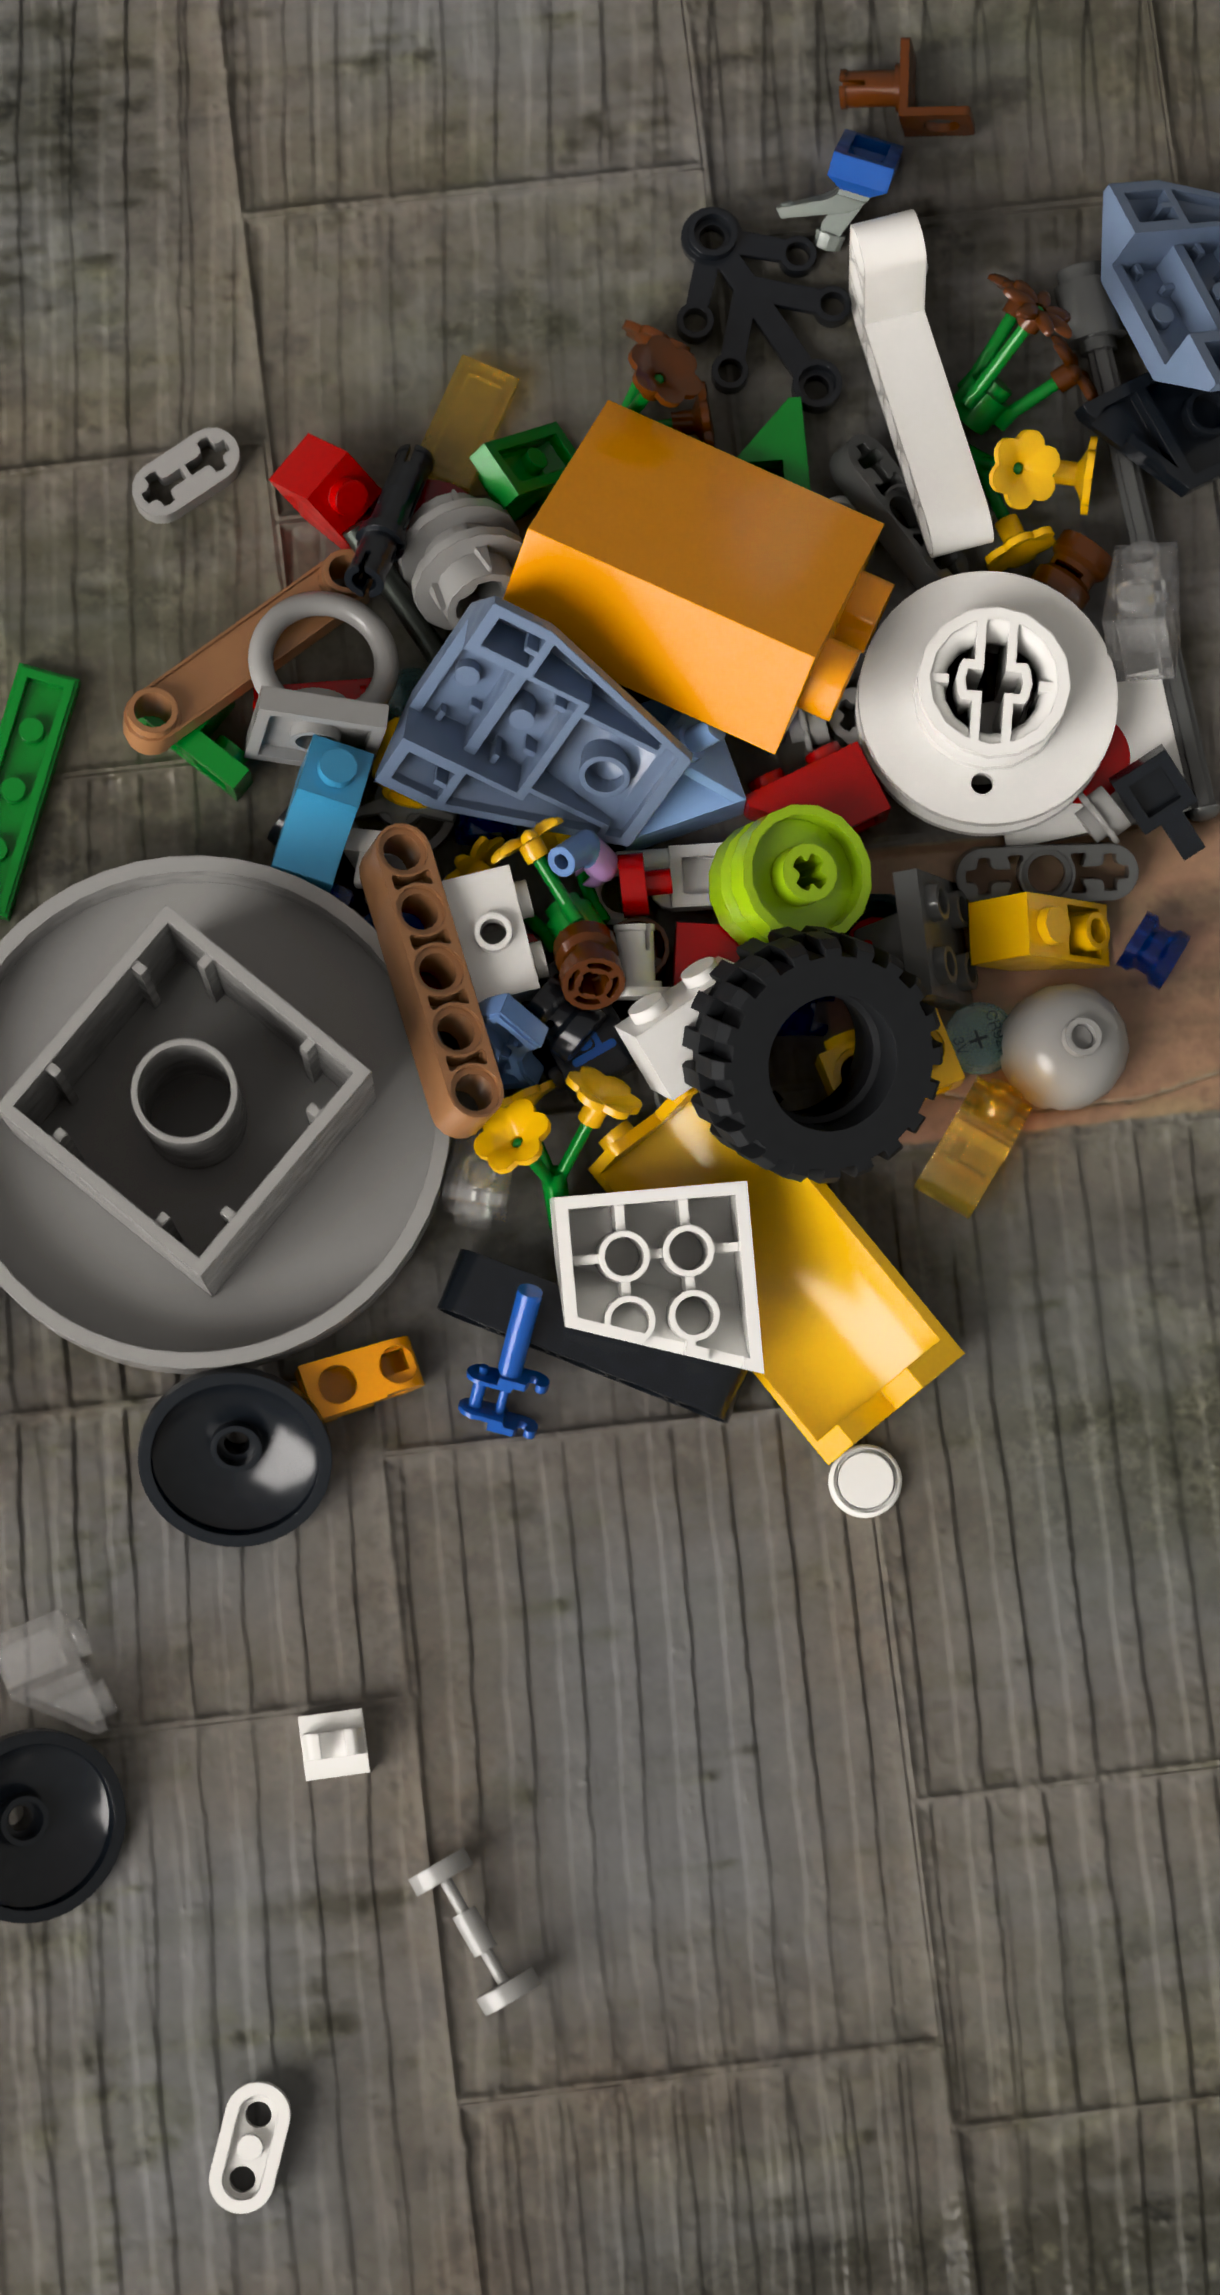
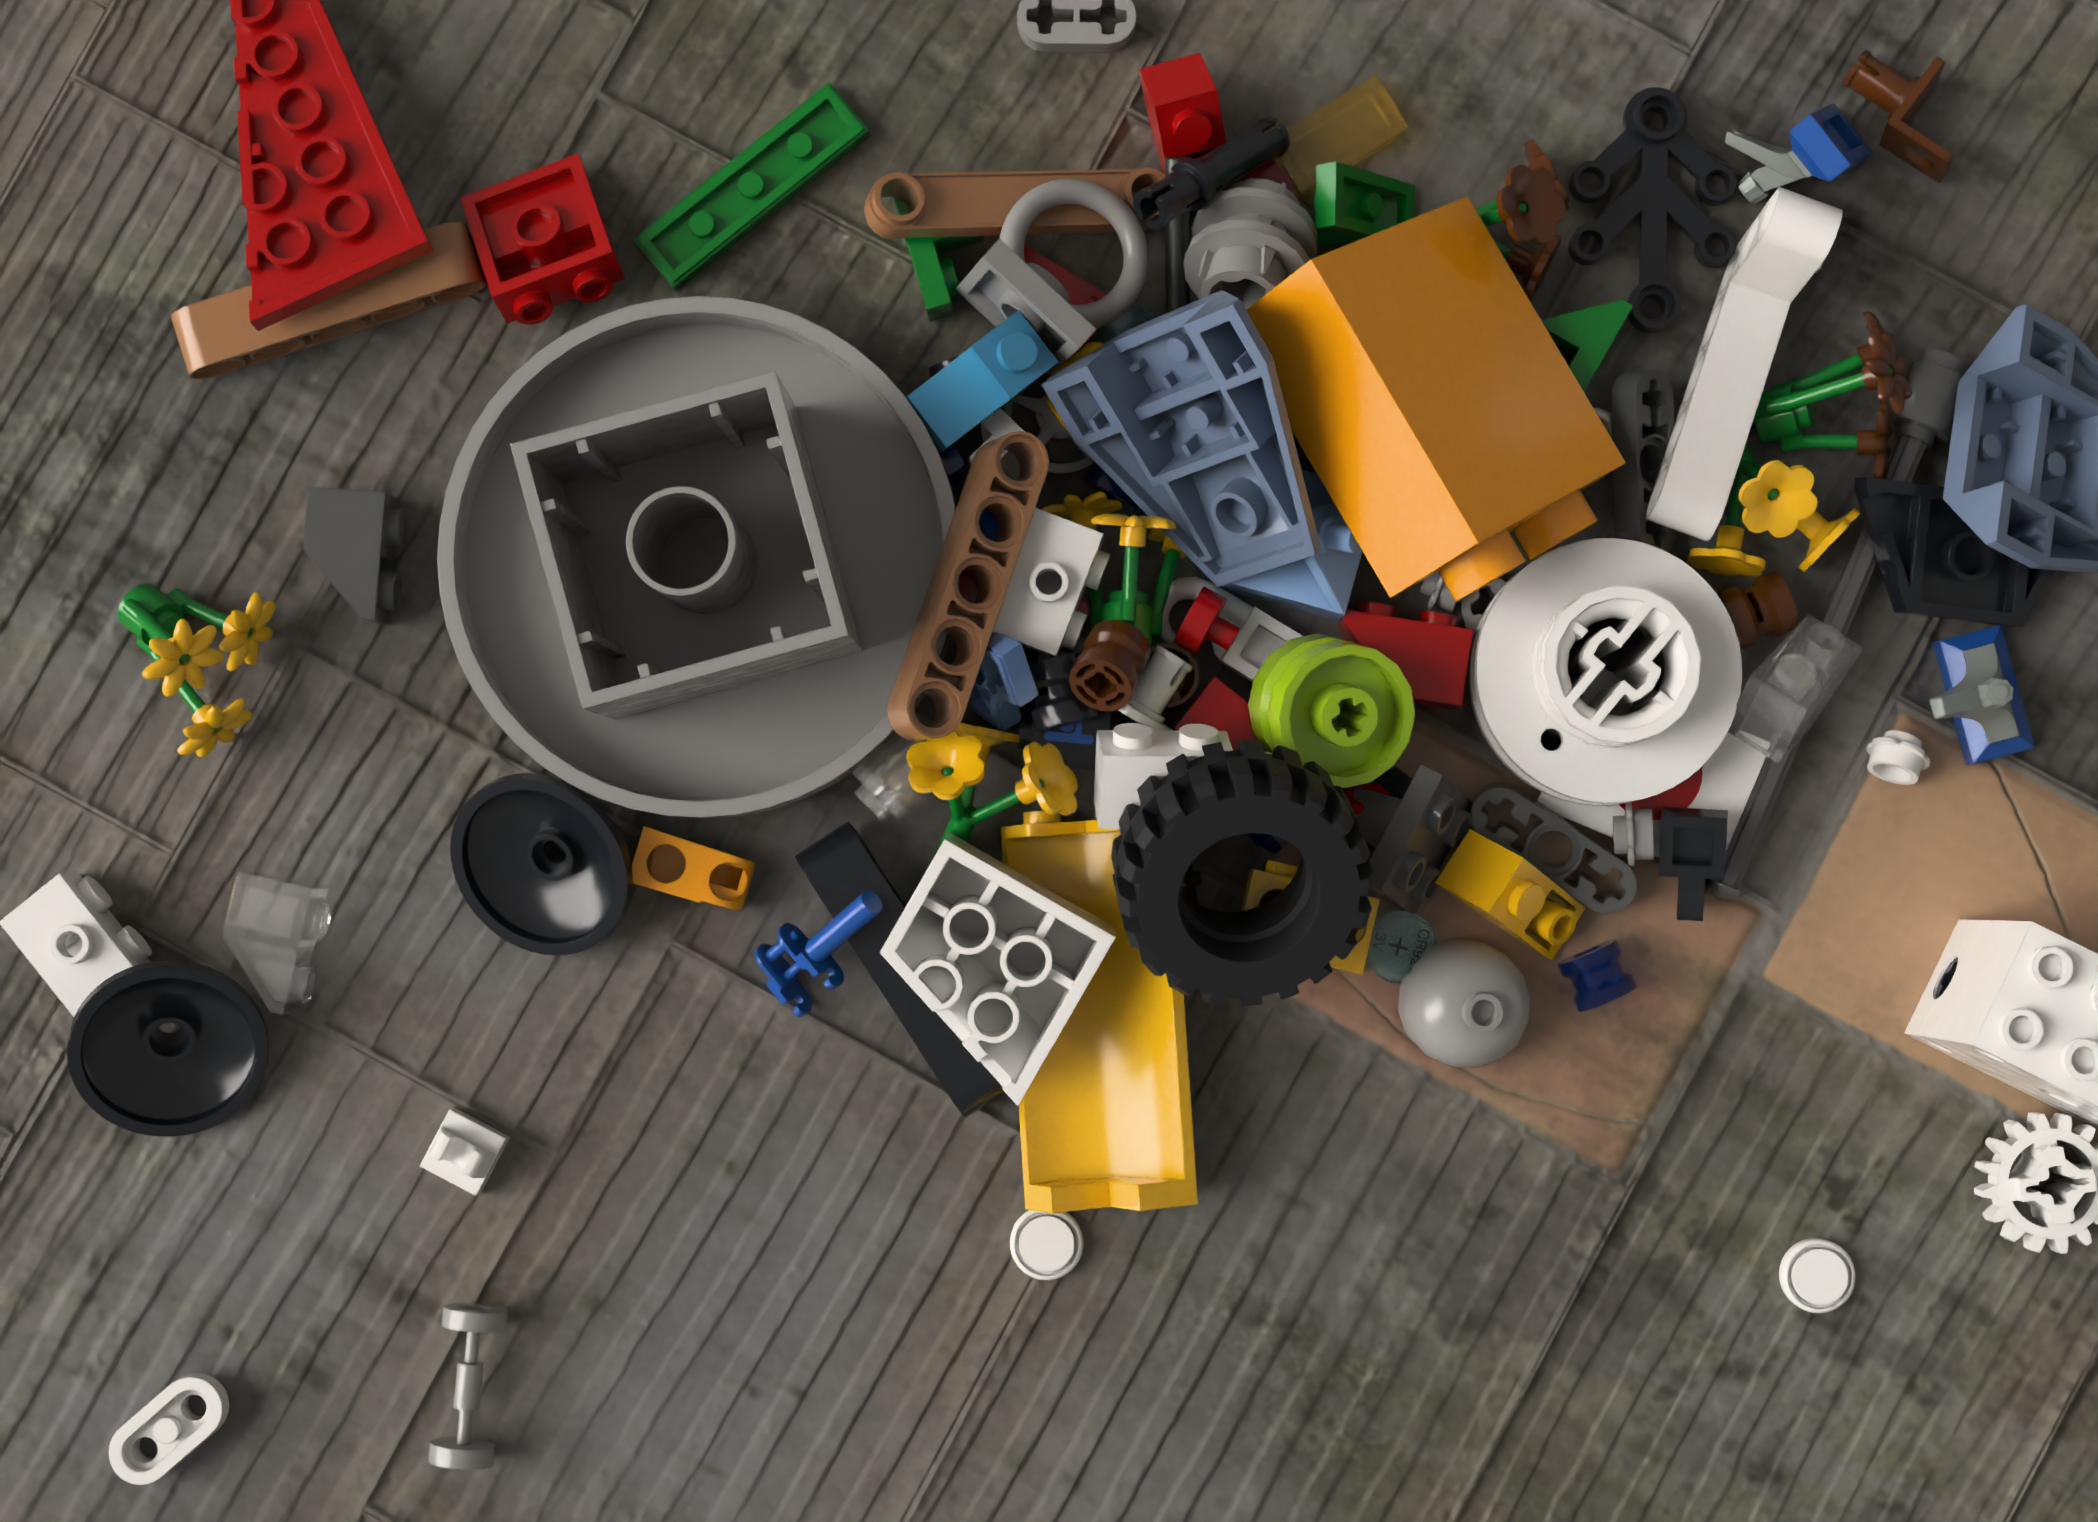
camera: 50 degrees right, 5 degrees up
(585, 853) = (1175, 565): medium blue arm -> none
(974, 1145) = (1332, 1034): clear yellow pin -> none

